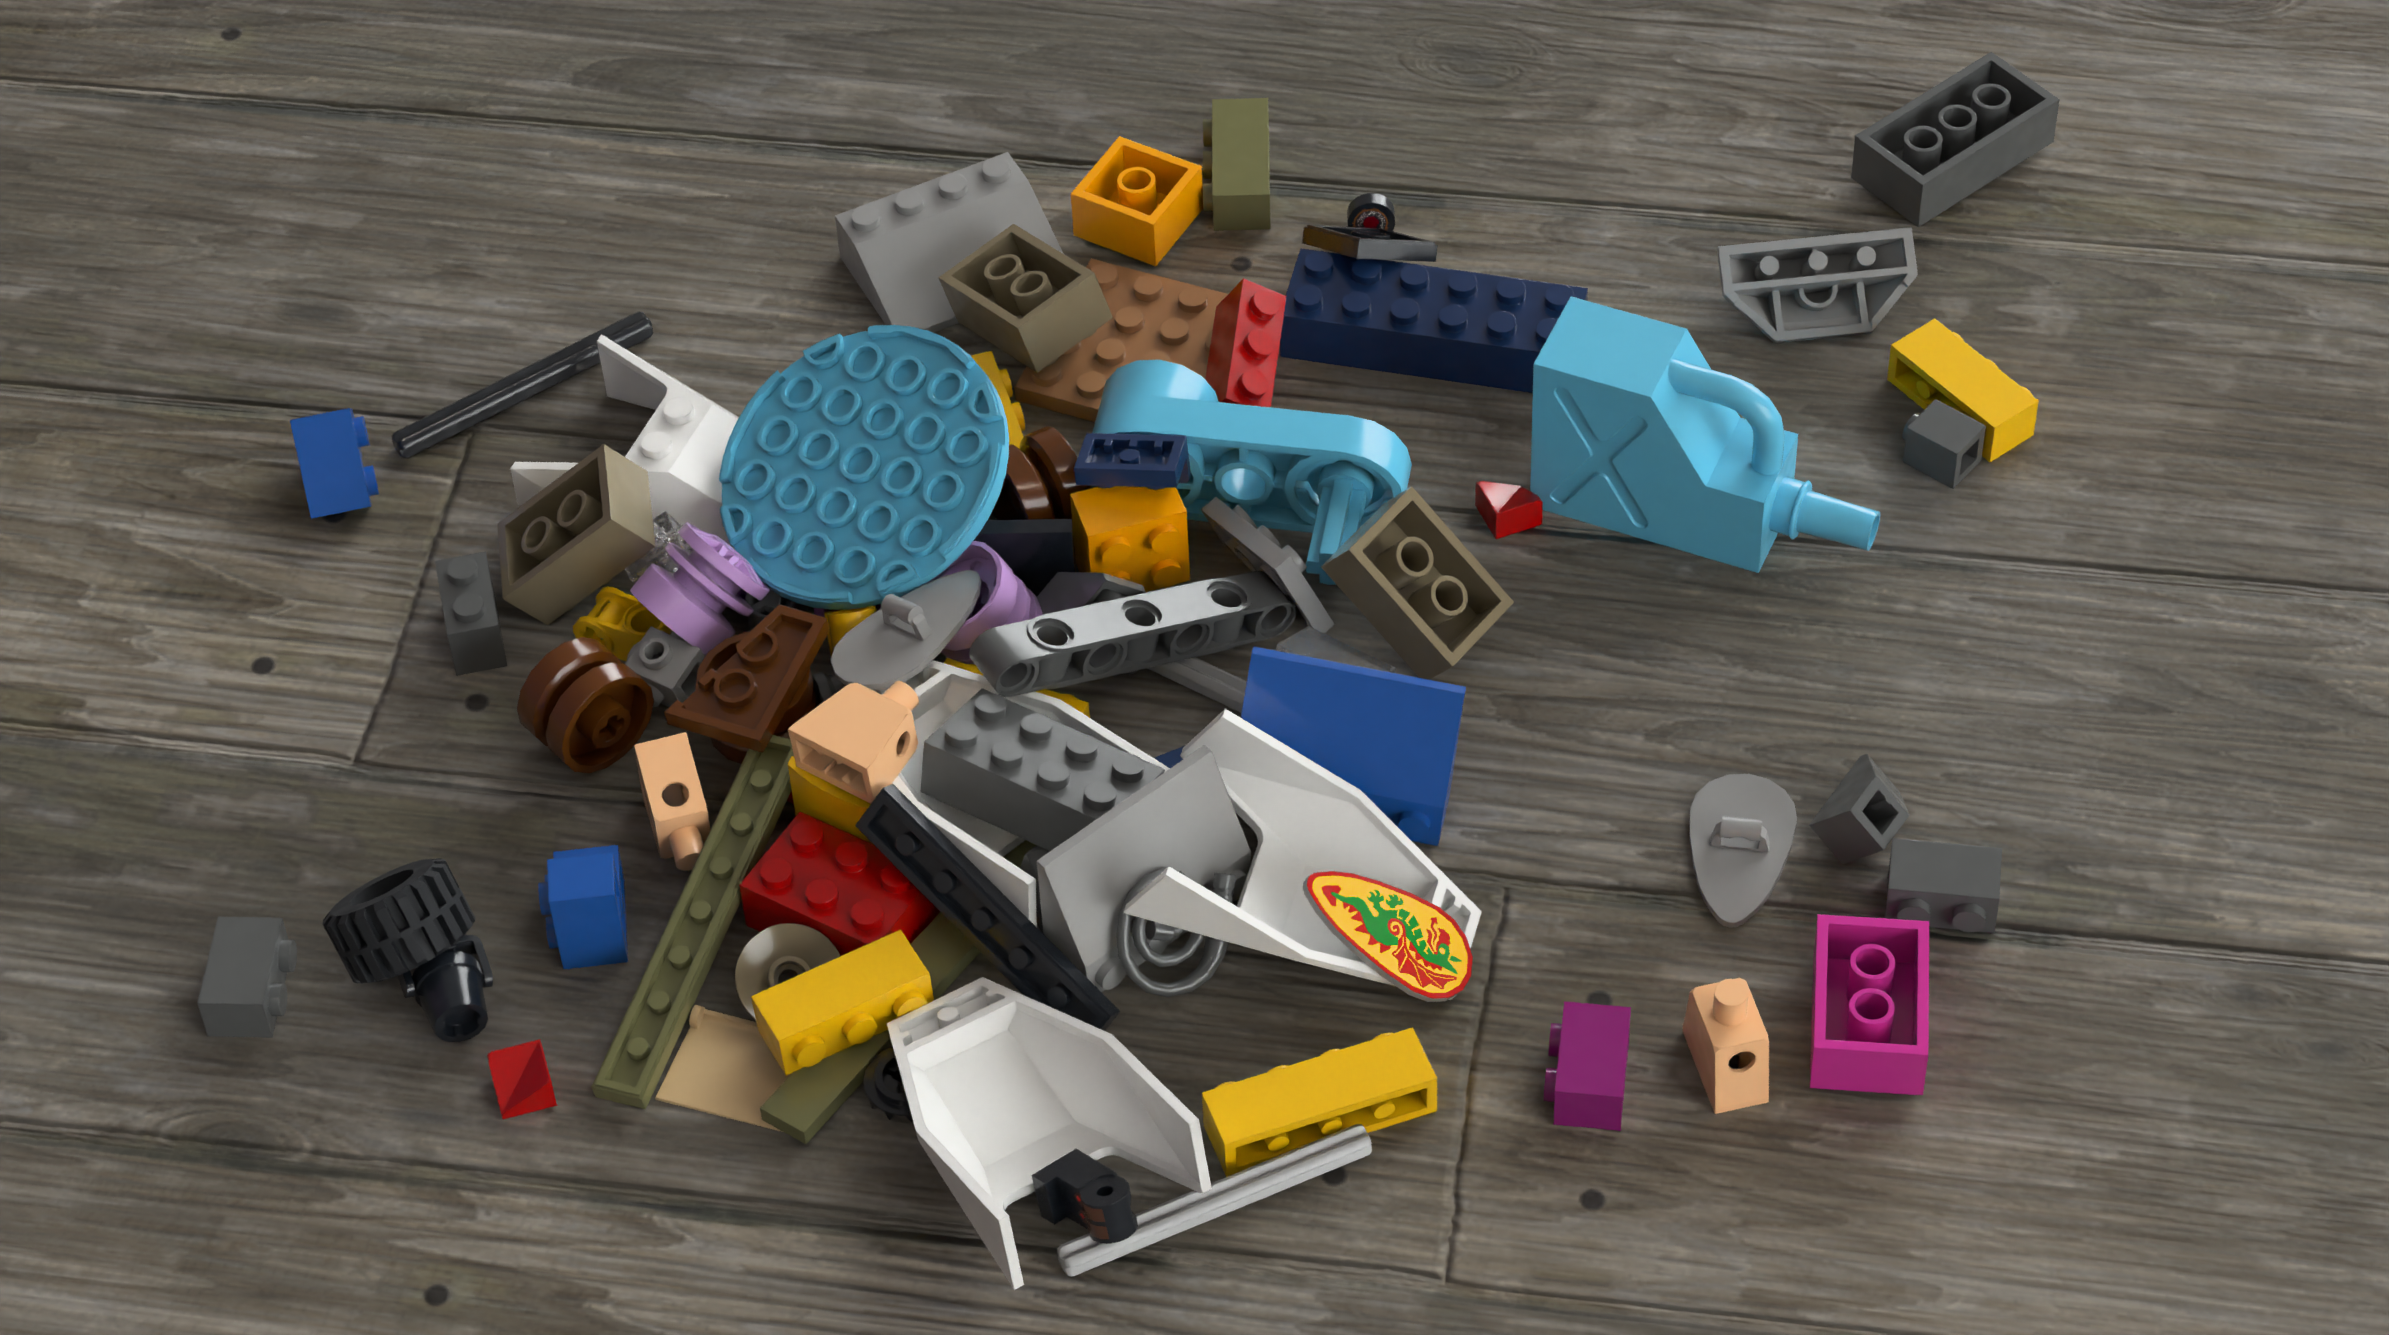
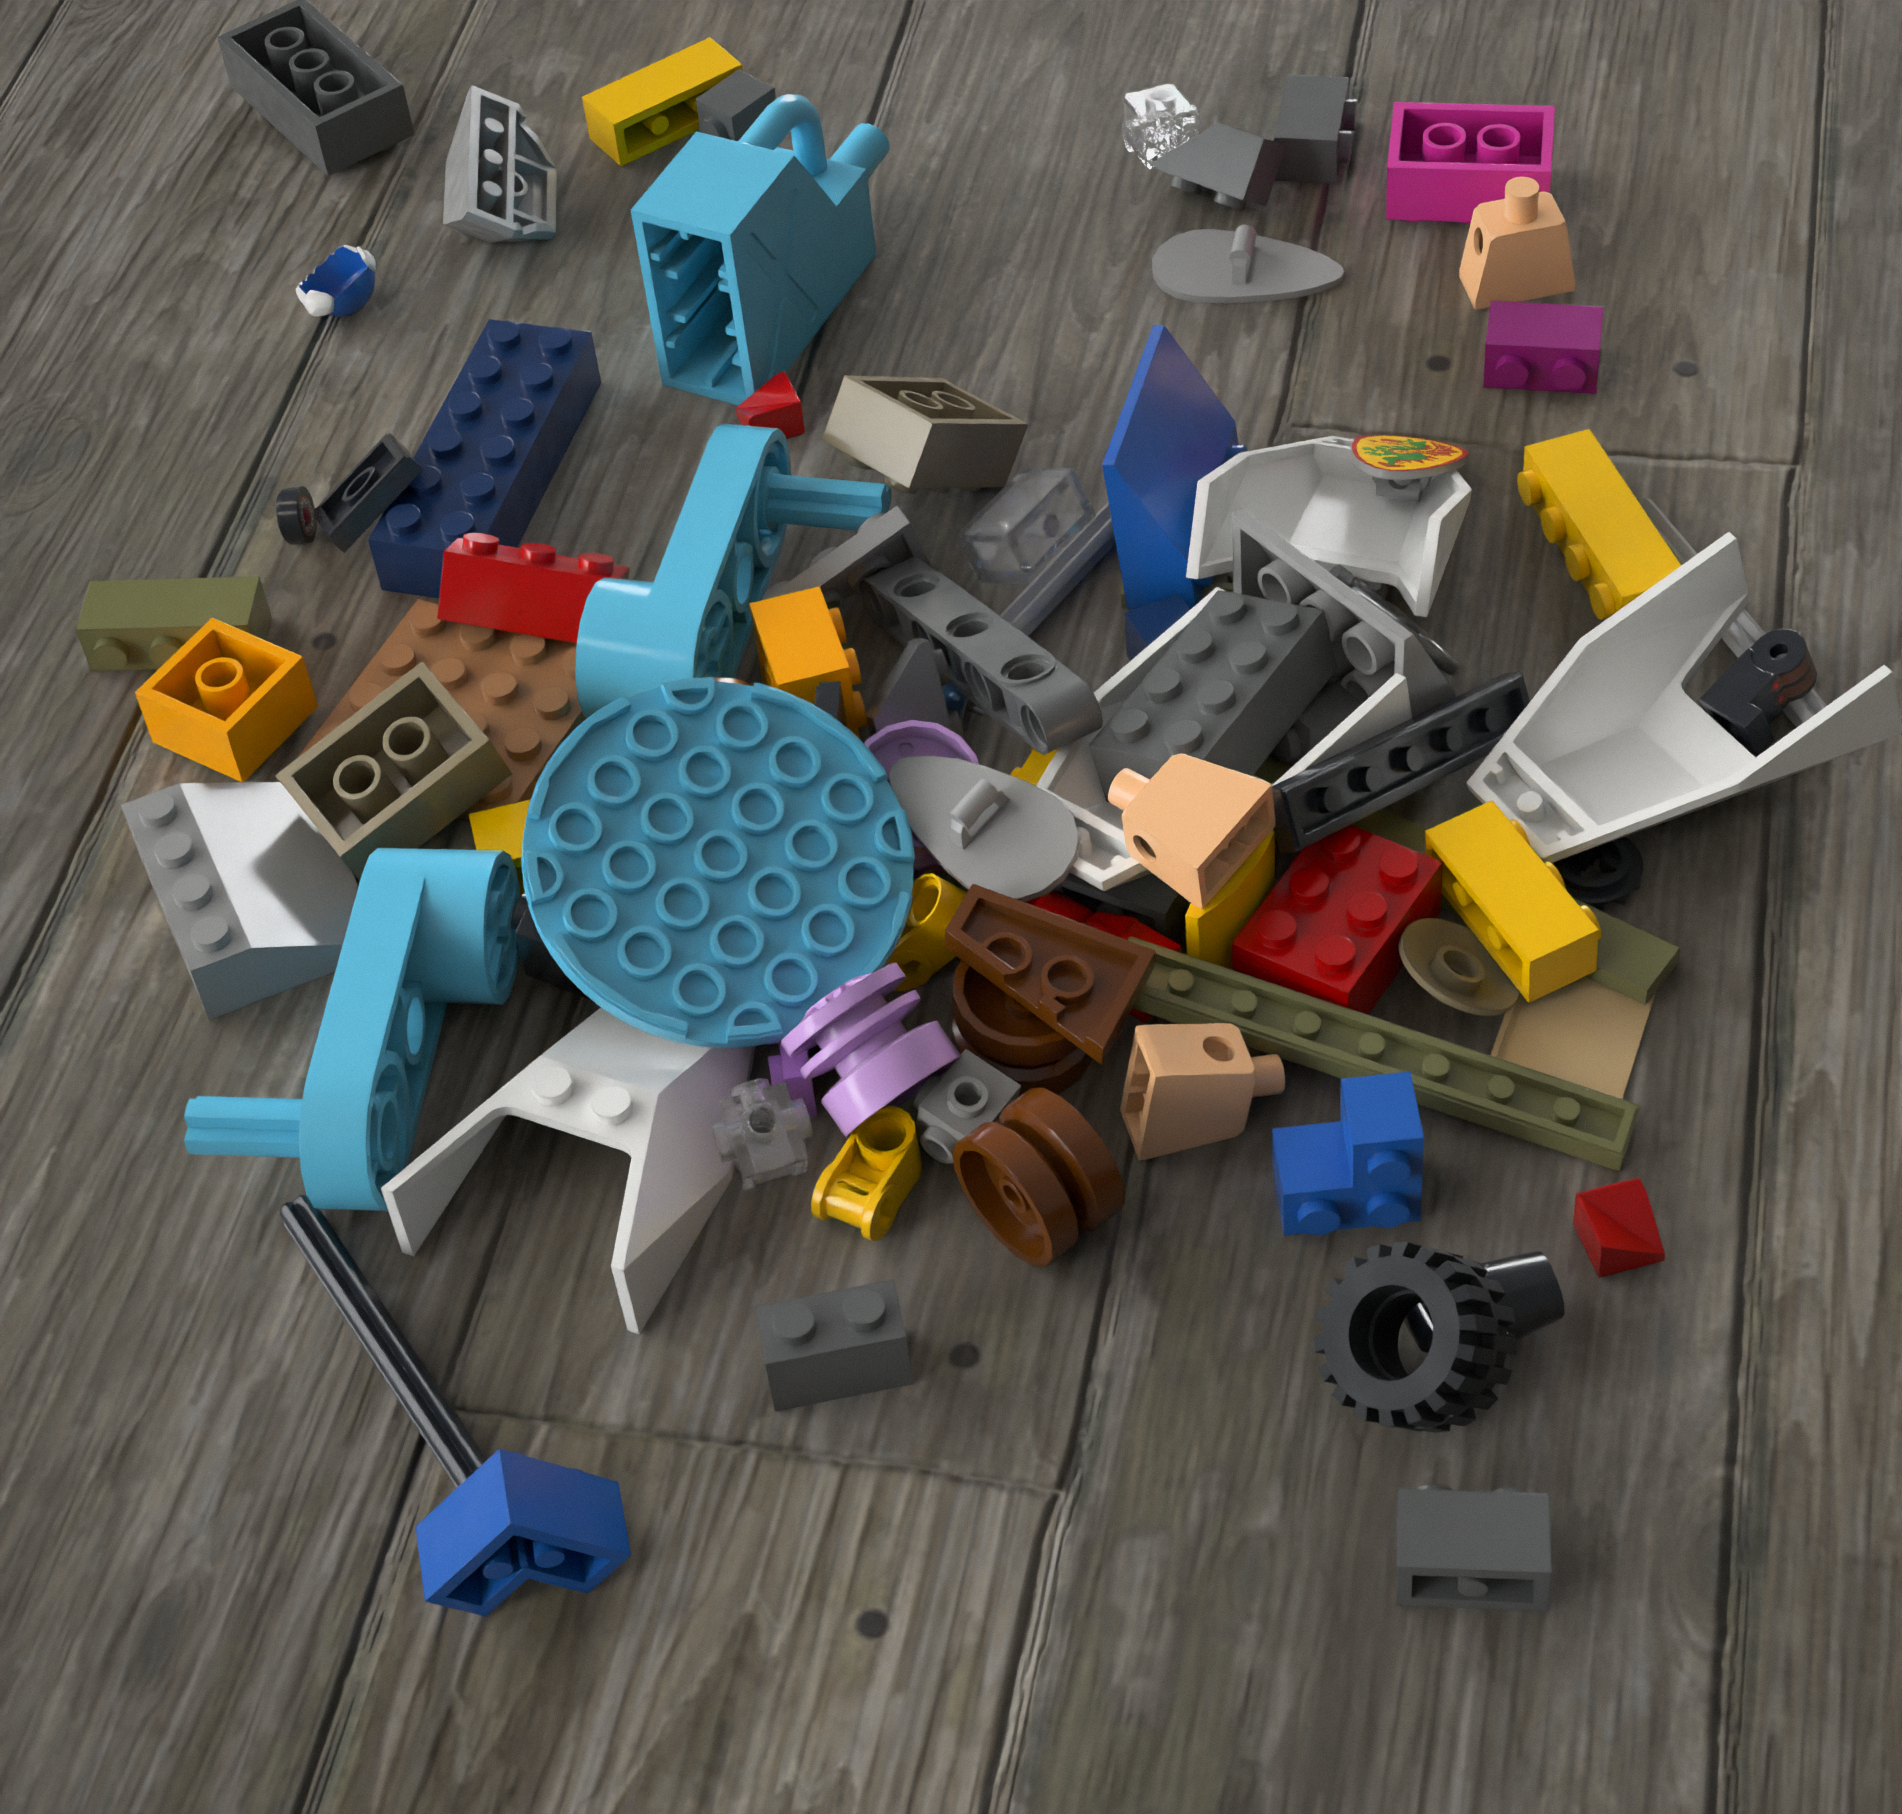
camera: 85 degrees left, 0 degrees up
(576, 535) = (749, 1196): dark tan brick -> none
(749, 319) = (418, 937): none -> medium azure beam
(1133, 461) = (749, 617): dark blue bracket -> none
(1673, 200) = (340, 283): none -> blue hair
(1926, 756) = (1158, 122): none -> clear brick

